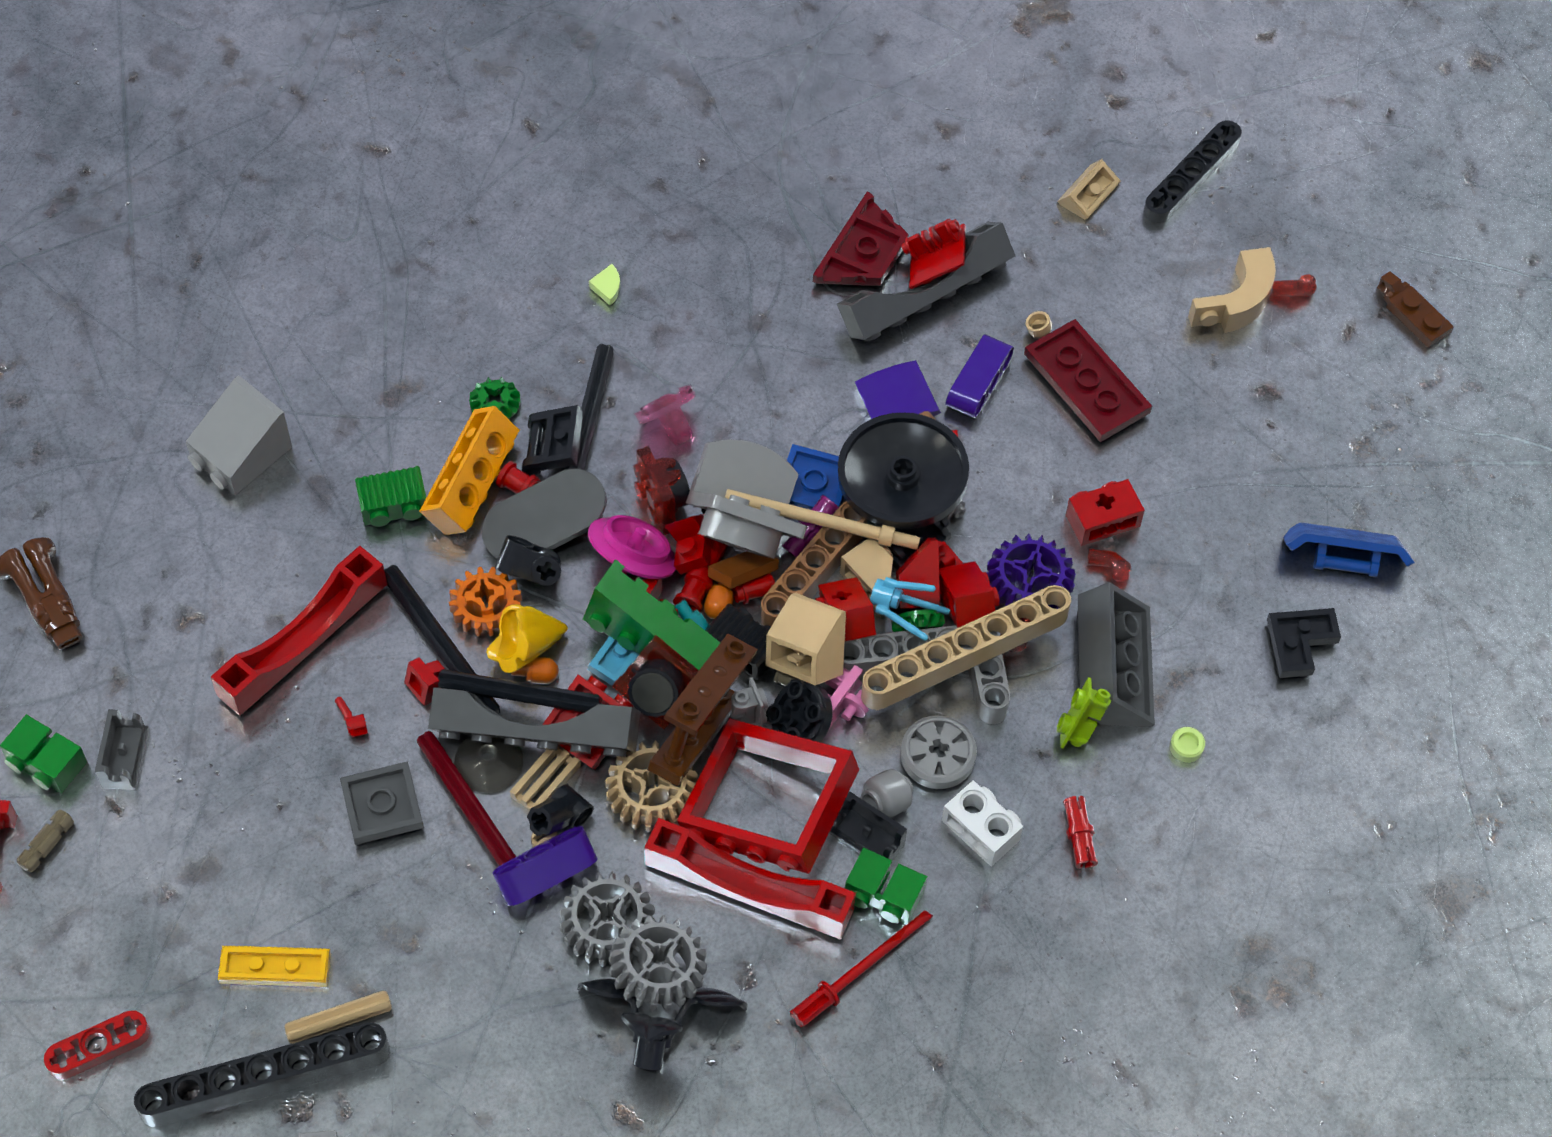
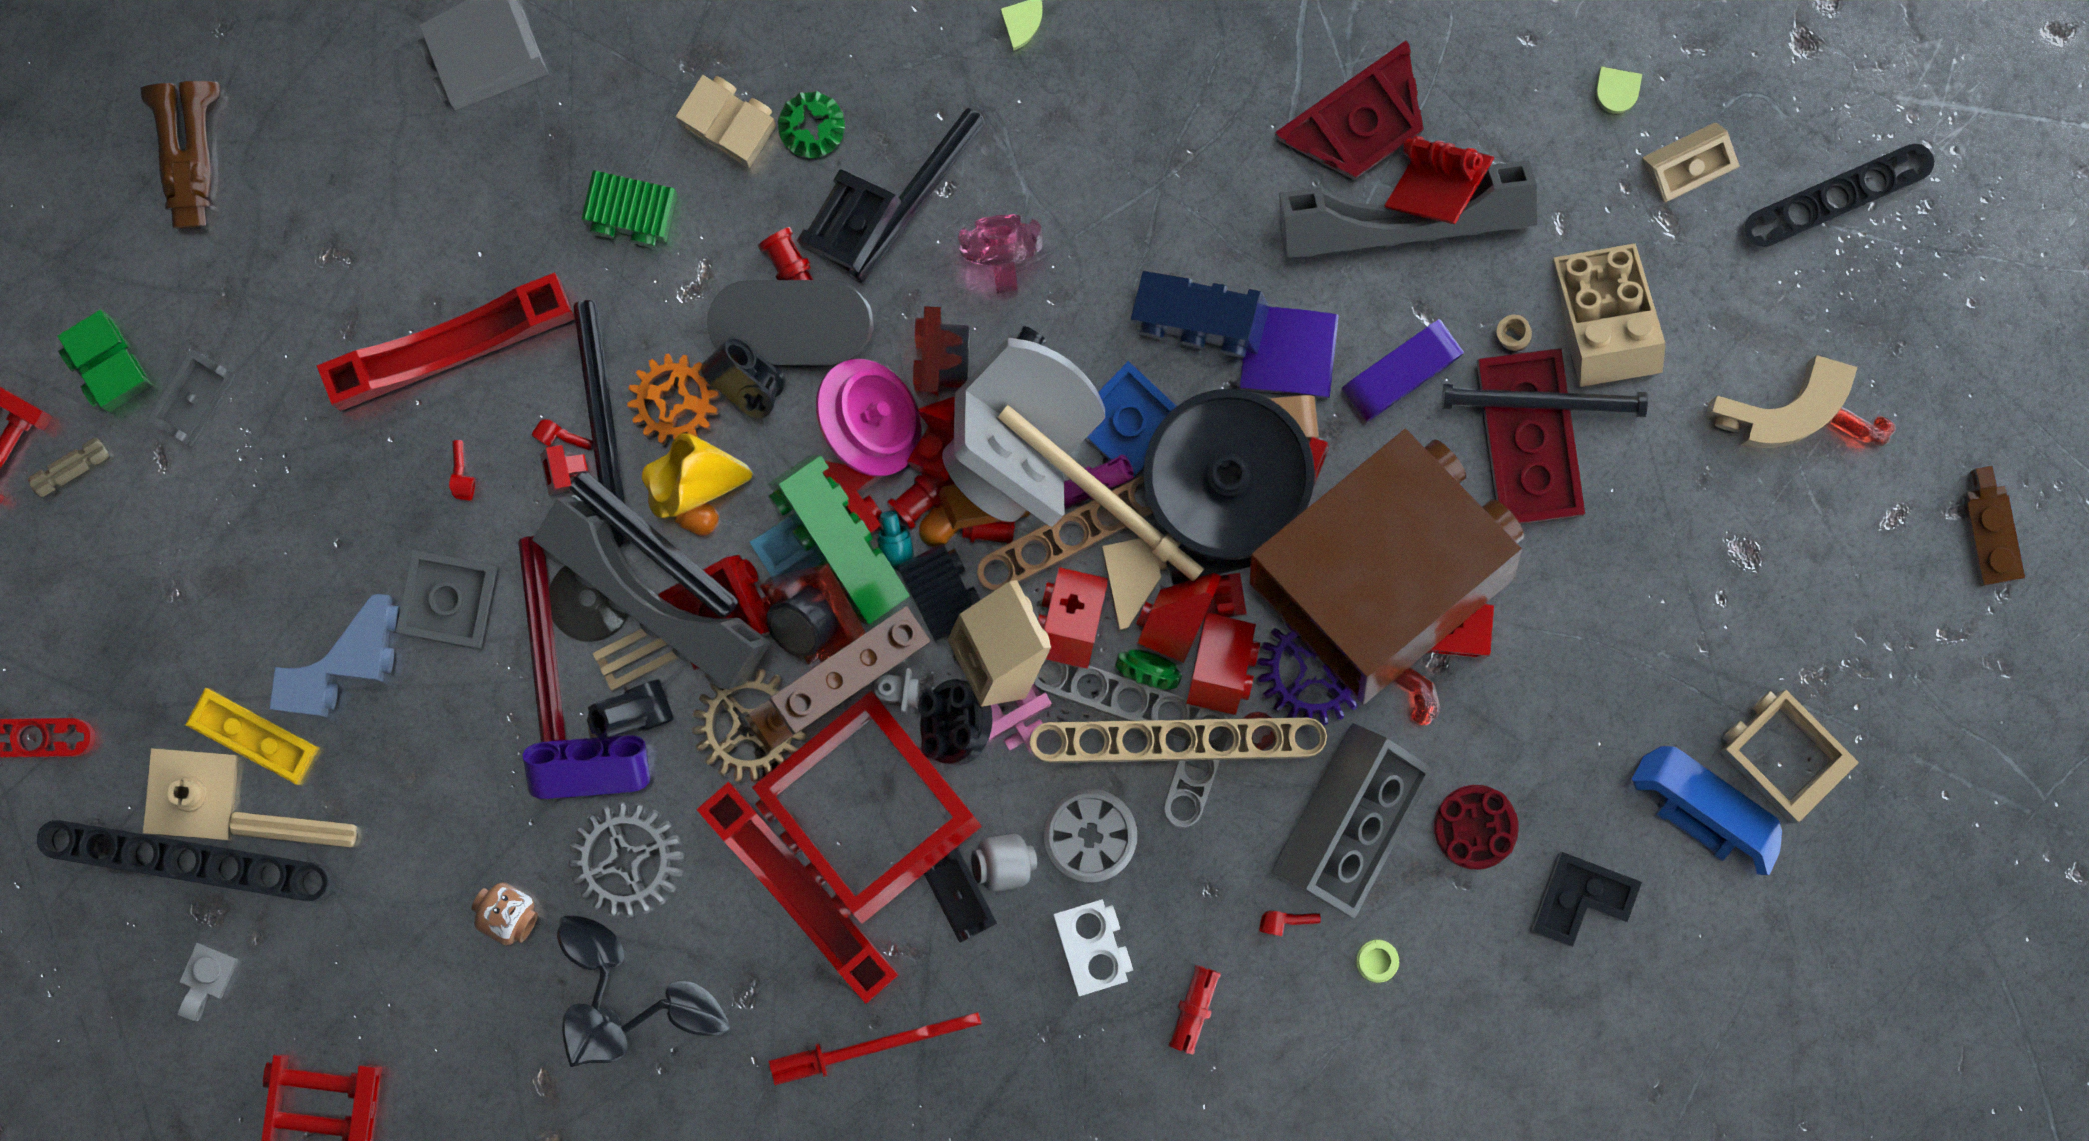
camera: 25 degrees right, 25 degrees up
(243, 1024) = (190, 794): none -> tan tile
(331, 871) = (357, 654): none -> sand blue arch
(401, 660) = (547, 431): none -> red hand
(432, 418) = (726, 121): none -> tan brick
(469, 471) = (732, 219): light orange brick -> none
(533, 997) = (504, 913): none -> nougat head
(658, 943) = (679, 938): light grey gear -> none
(827, 391) = (1200, 313): none -> dark blue wedge
(887, 596) = (1122, 633): medium azure plant -> none
(900, 895) = (928, 954): green piece -> none
(1017, 169) = (1617, 89): none -> yellowish green tile
(1042, 476) = (1387, 563): none -> reddish brown brick
(1085, 703) = (1268, 880): lime hinge -> none
(1095, 291) = (1609, 315): none -> tan slope
(1101, 748) = (1274, 921): none -> red hand
(1145, 327) = (1544, 400): none -> black bar
(1200, 629) = (1475, 827): none -> dark red tile
(1383, 469) = (1819, 786): none -> tan window

